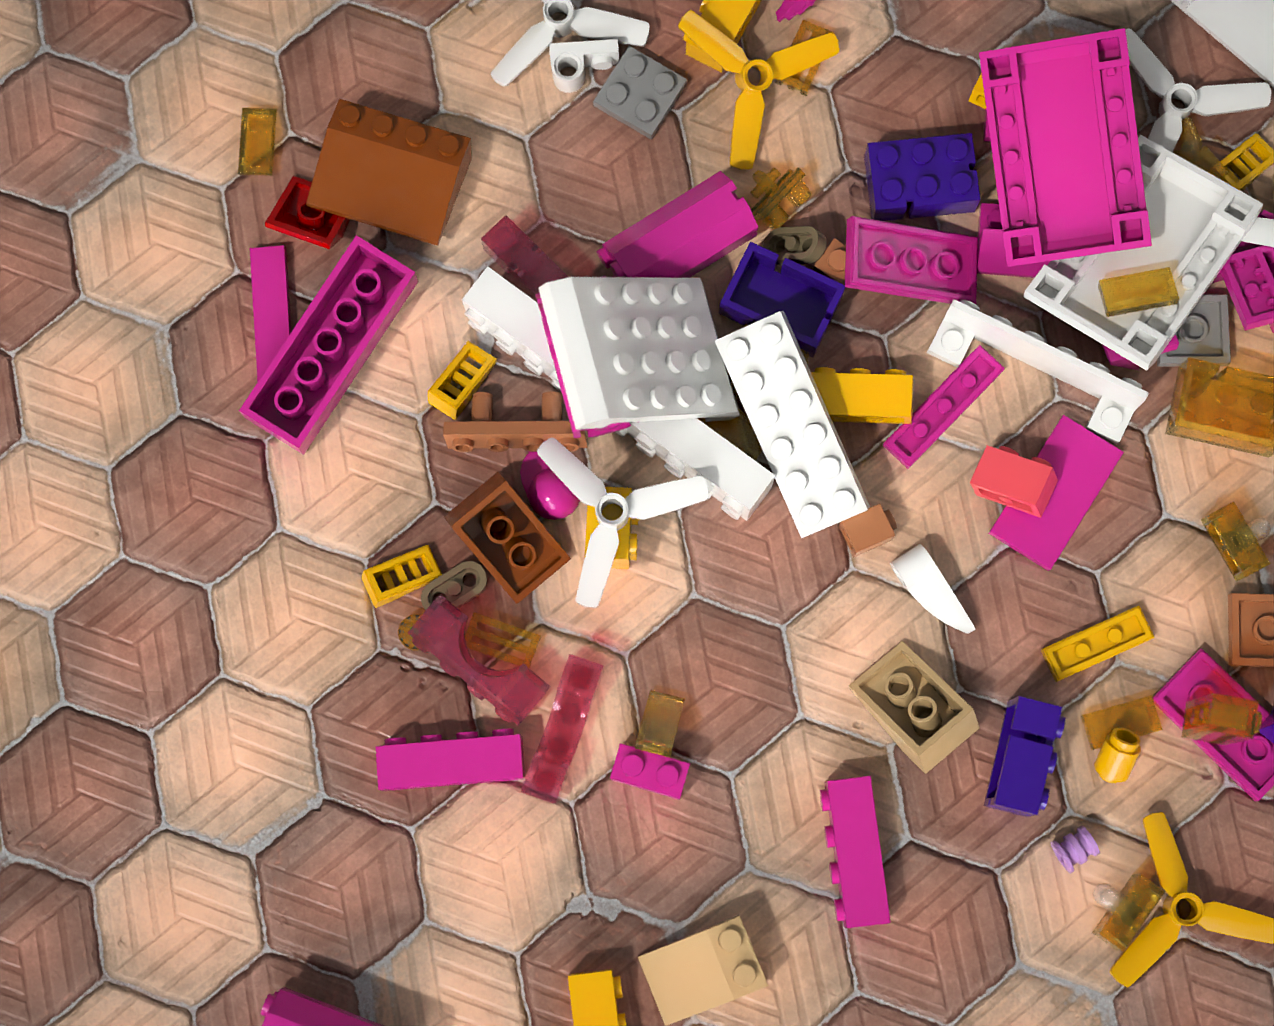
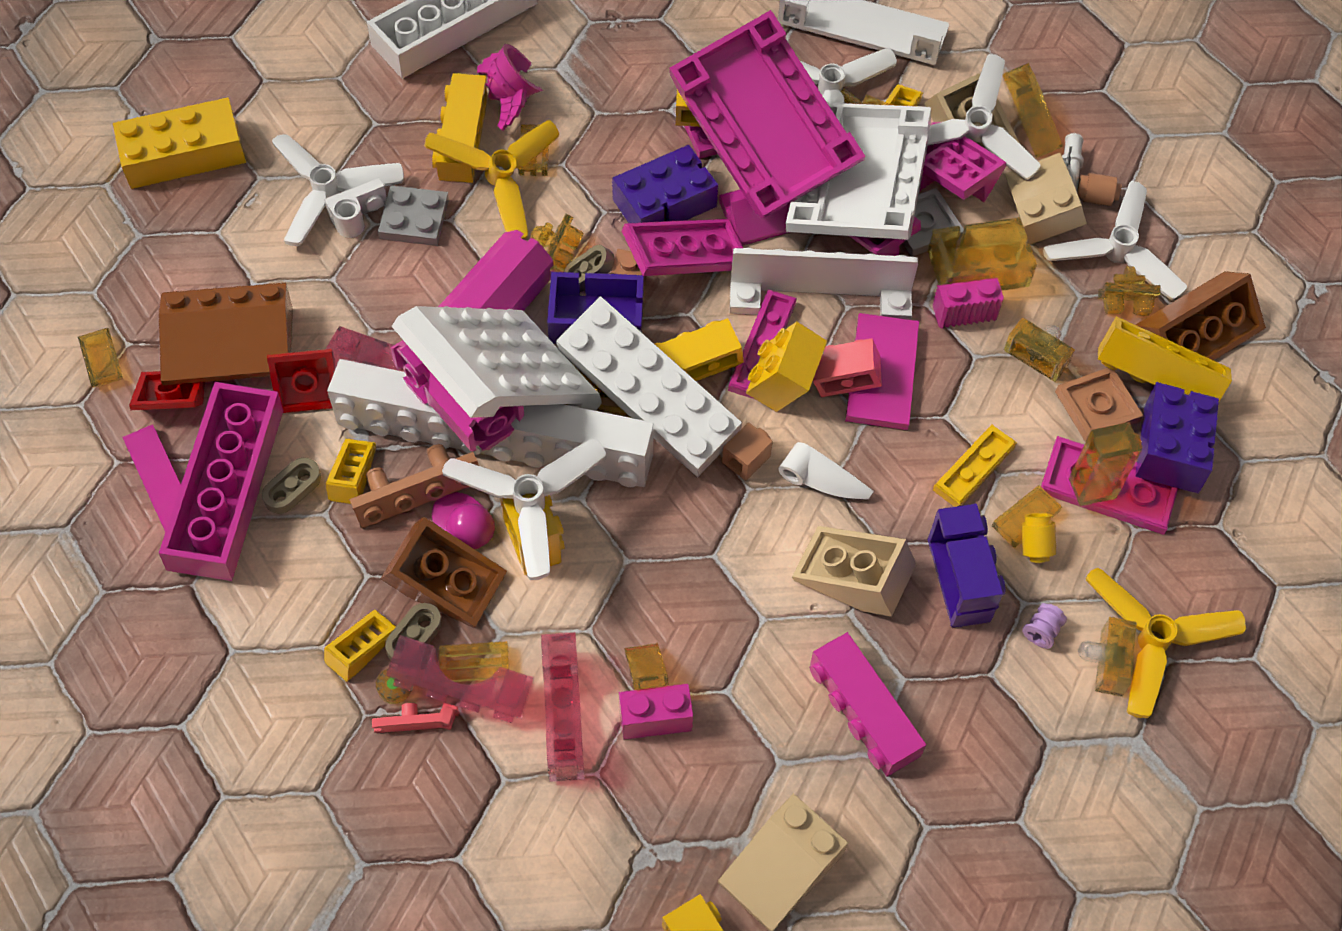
camera: 30 degrees left, 20 degrees down
(395, 372) = (289, 485): none -> dark tan plate
(418, 675) = (412, 721): none -> coral piece
(447, 262) = (302, 379): none -> red slope
(450, 761) = (470, 779): dark pink brick -> none
(948, 456) = (786, 366): none -> yellow brick
(1138, 292) = (871, 193): clear yellow tile -> none
(1187, 453) = (967, 302): none -> dark pink brick

